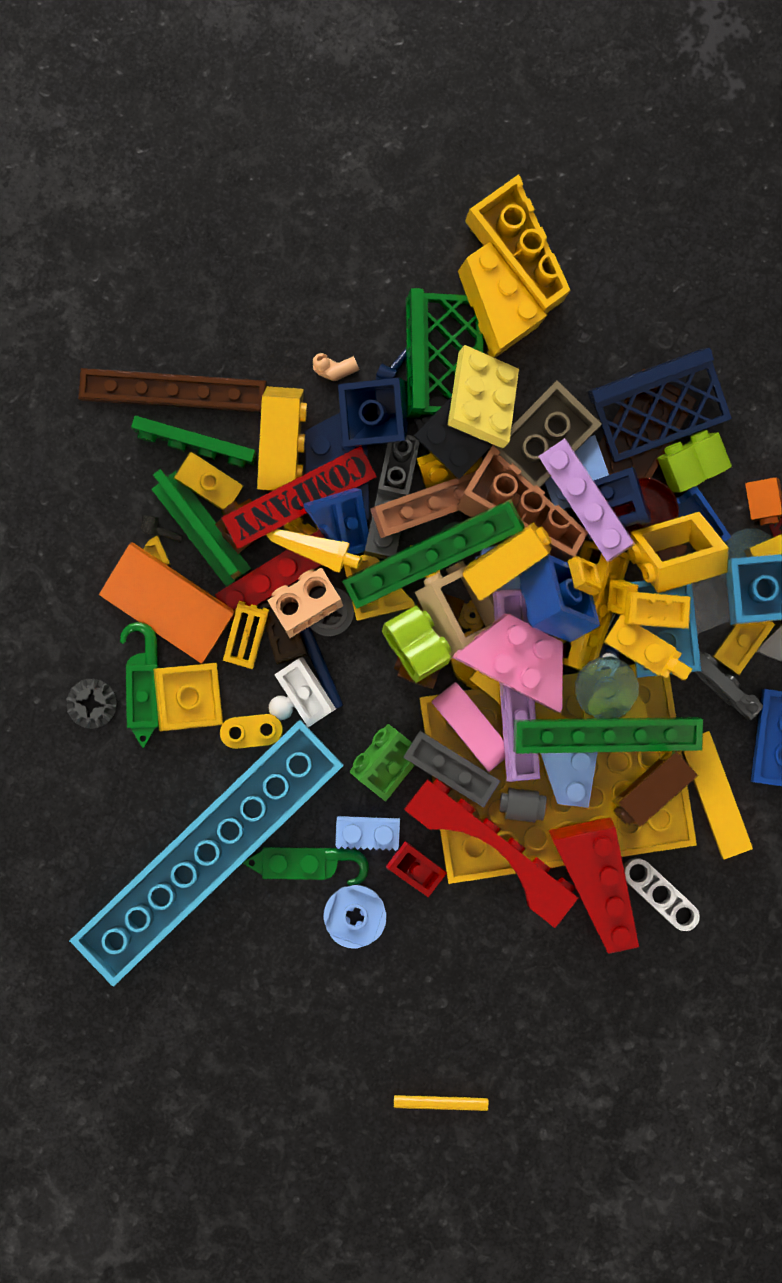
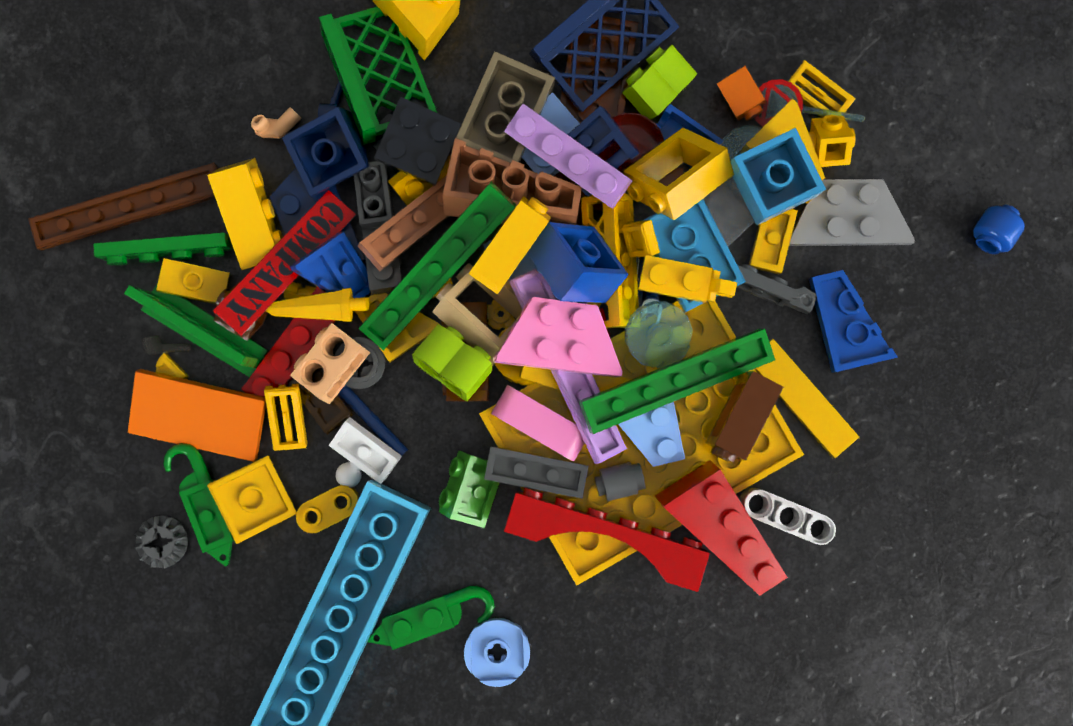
camera: 20 degrees left, 0 degrees up
(367, 832) = (477, 566): light blue brick -> none
(416, 869) = (538, 583): red slope -> none
(483, 397) = (428, 94): light yellow plate -> none
(585, 576) = (594, 231): yellow tile -> none
(657, 610) = (679, 237): yellow plate -> none

